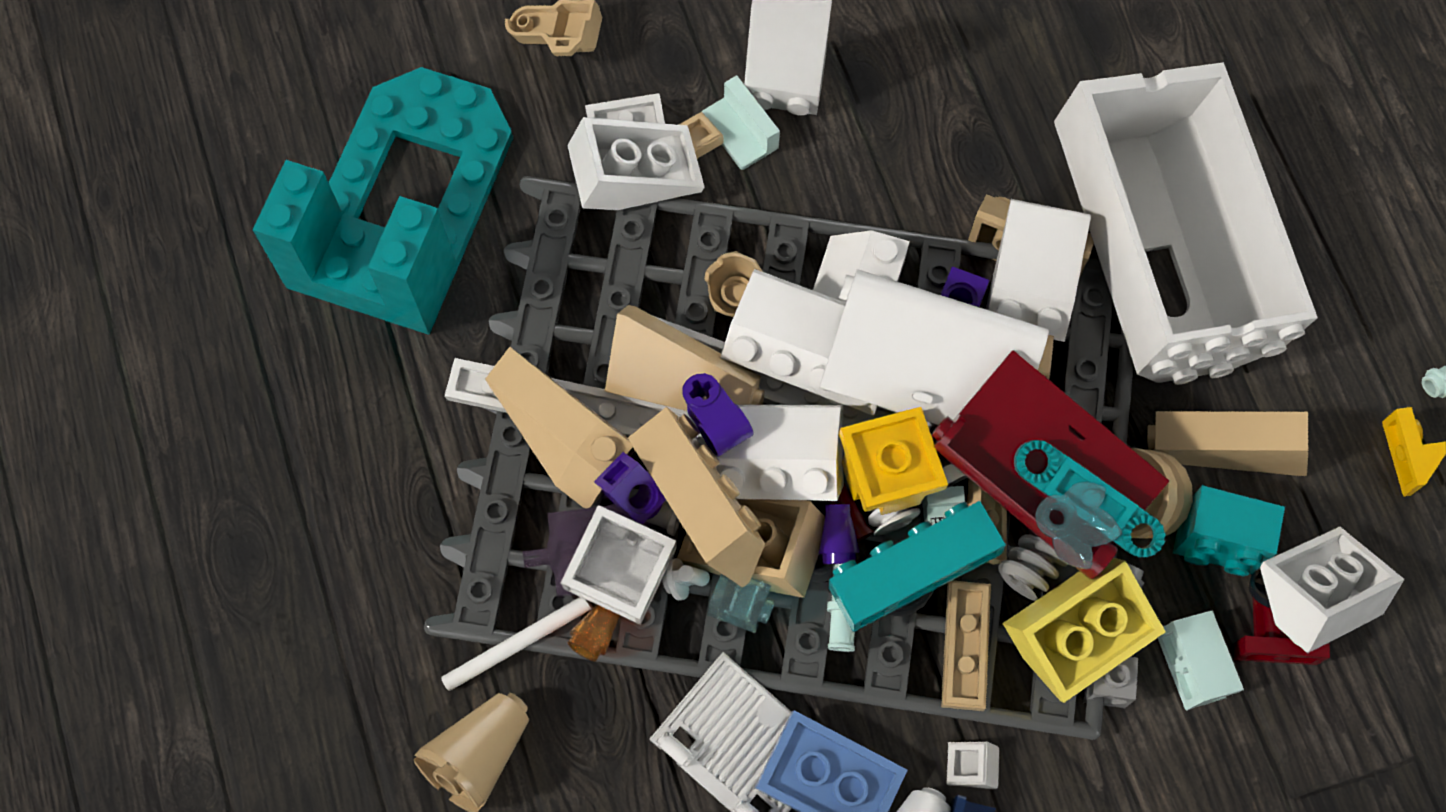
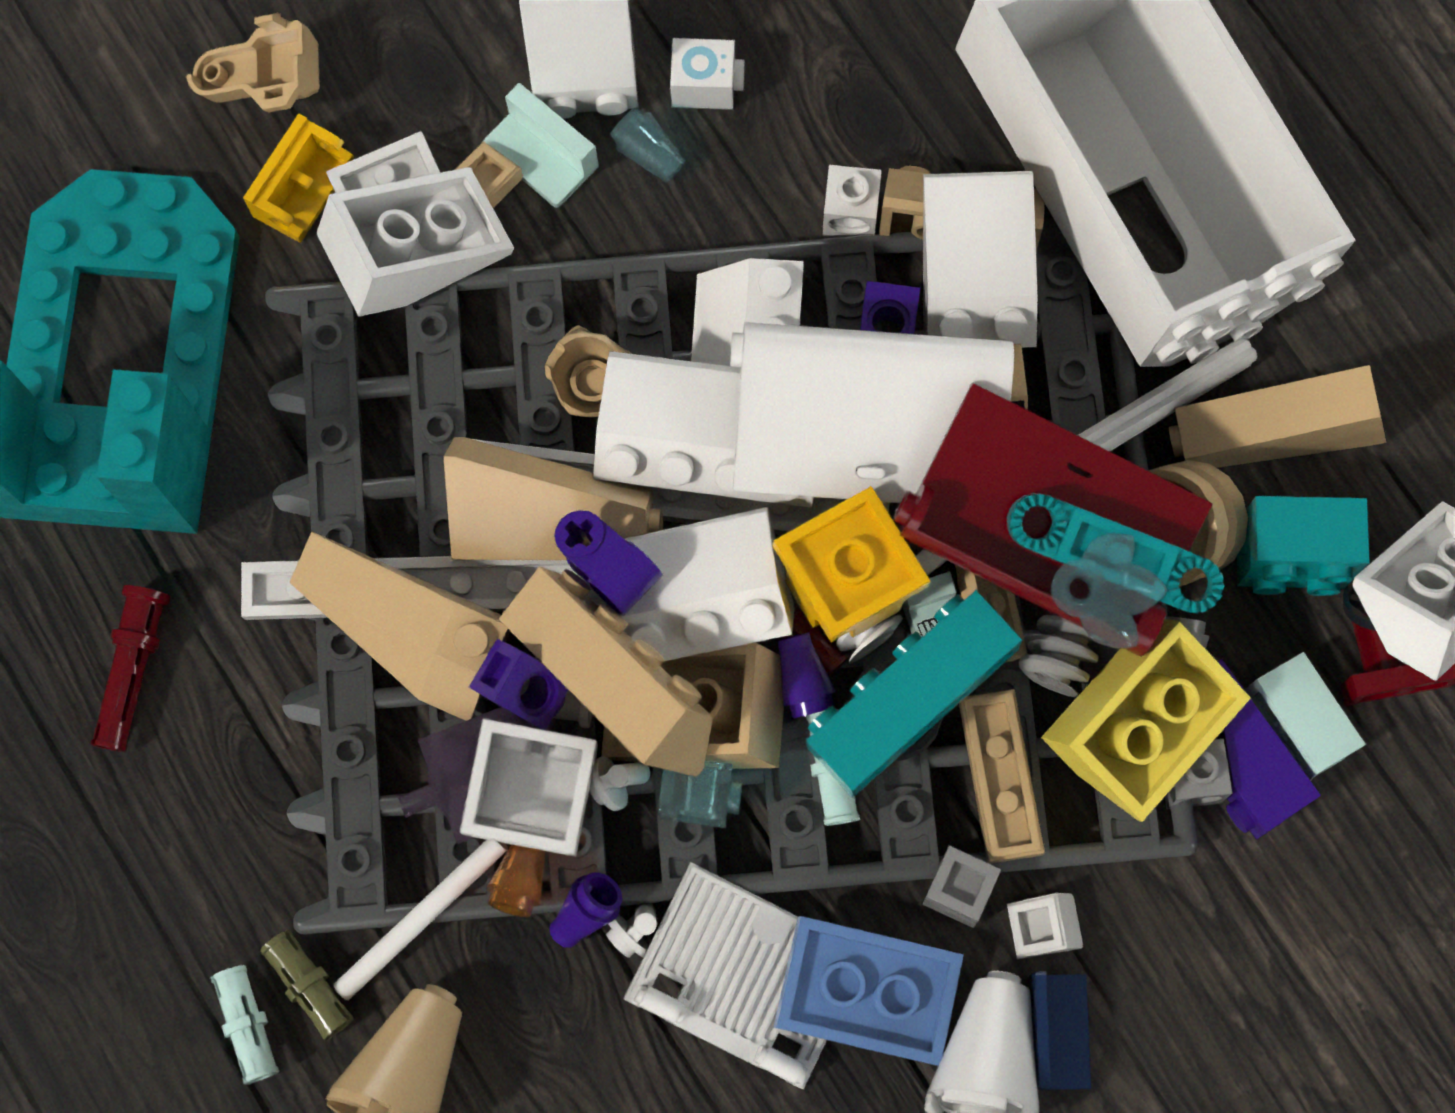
camera: 10 degrees left, 5 degrees up
(364, 398) = (133, 644): none -> dark red pin
(370, 689) = (244, 1024): none -> light aqua pin
(422, 672) = (306, 984): none -> olive pin
(561, 106) = (294, 179): none -> yellow hinge
(639, 666) = (589, 905): none -> dark purple cone
(663, 694) = (628, 935): none -> white plate
(816, 139) = (647, 144): none -> clear light blue cone
(870, 100) = (705, 73): none -> white brick
(917, 719) = (961, 887): none -> light grey brick
(953, 211) = (851, 201): none -> white brick
(1161, 400) = (1171, 394): none -> white axle
(1161, 693) = (1262, 773): none -> dark purple slope

